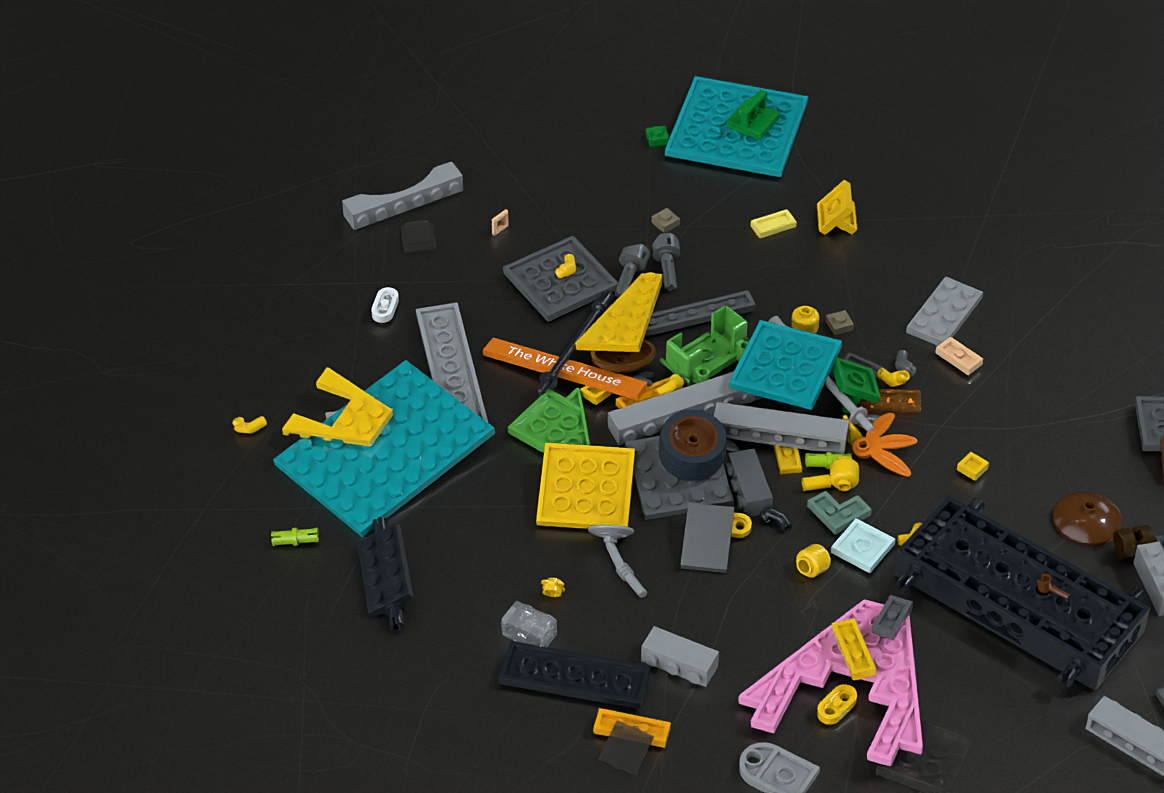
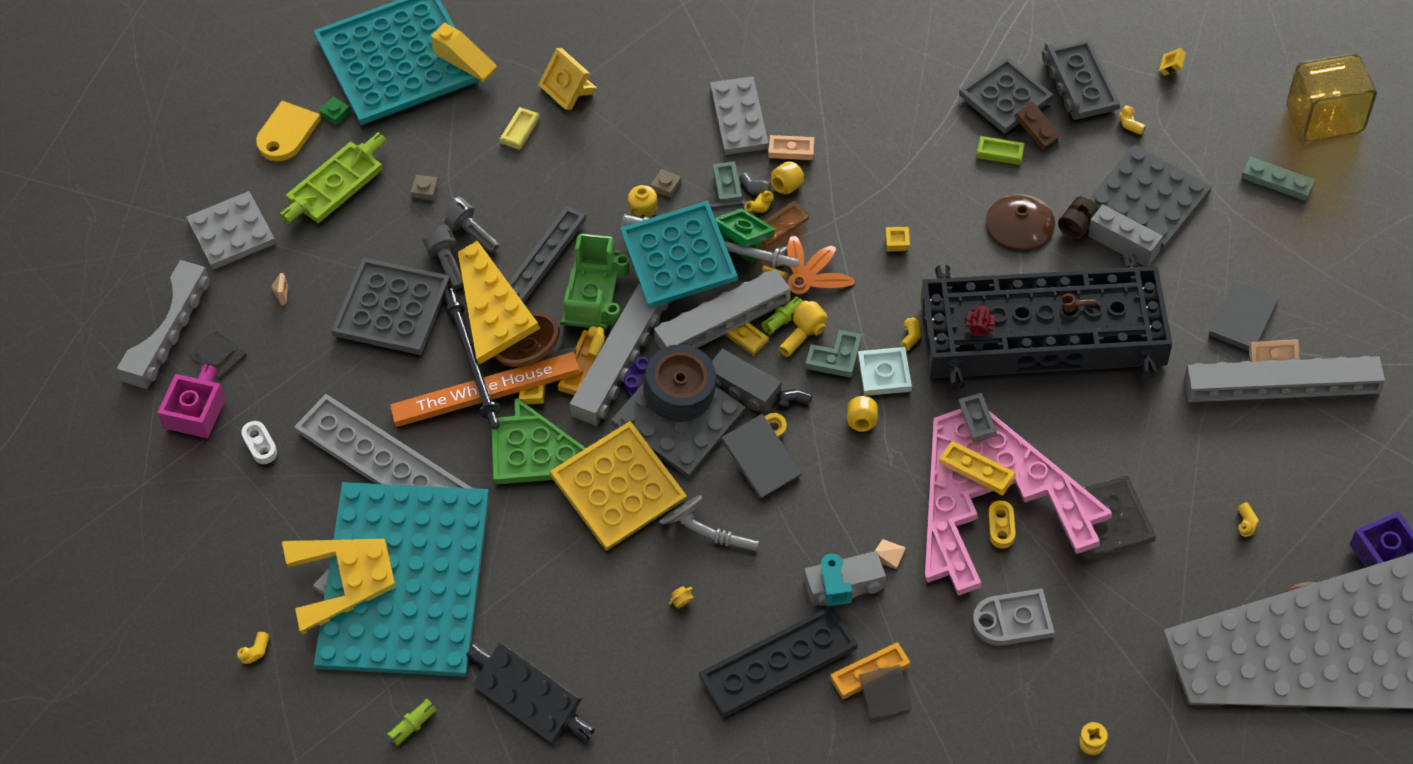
camera: 40 degrees left, 10 degrees up
(367, 252) = (192, 403): none -> dark pink brick
(508, 167) = (231, 230): none -> light grey plate
(528, 625) = (698, 647): clear brick -> none
(568, 268) = (394, 291): yellow arm -> none
(607, 178) = (334, 181): none -> lime plate
(610, 129) = (286, 129): none -> yellow tile
(661, 644) = (831, 574): none -> teal leg
(732, 665) = (890, 553): none -> light nougat slope
(753, 117) = (409, 38): green bracket -> none
(779, 146) = (461, 52): none -> yellow slope
(884, 348) = (727, 182): none -> sand green plate
(931, 372) = (787, 178): none -> yellow head
(957, 547) = (980, 321): none -> dark red gear
(1126, 460) = (1000, 150): none -> lime tile

